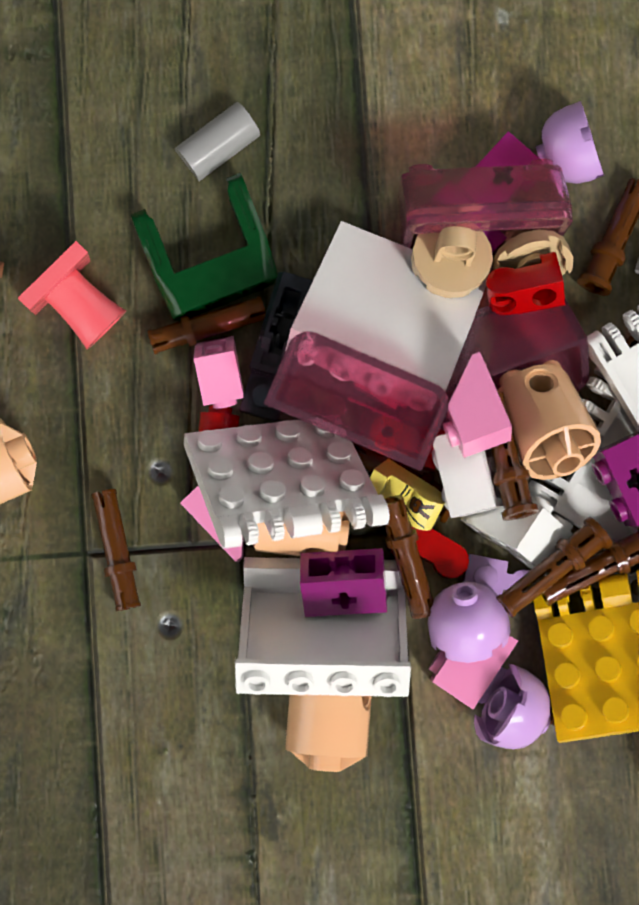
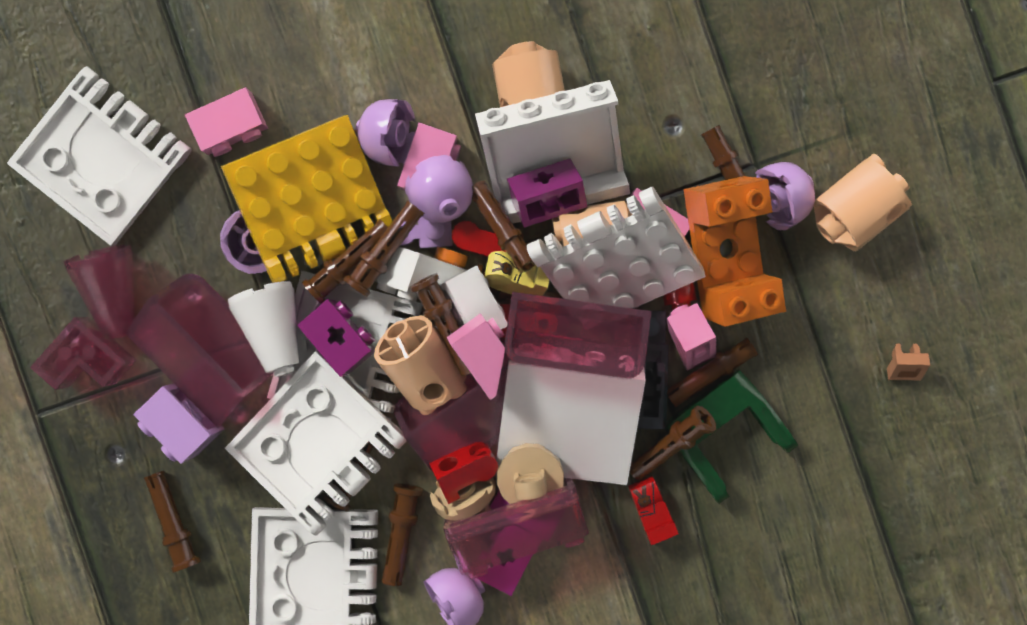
camera: 165 degrees right, 5 degrees up
(62, 507) = (790, 194): none -> lavender cylinder
(73, 297) = (824, 364): coral plant -> none
(150, 417) = (733, 284): none -> orange plate
(218, 141) = (744, 526): light grey brick -> none
(312, 240) = (680, 437): none -> reddish brown pin
(318, 185) = (652, 511): none -> red leg
(475, 539) = (451, 257): none -> orange tile

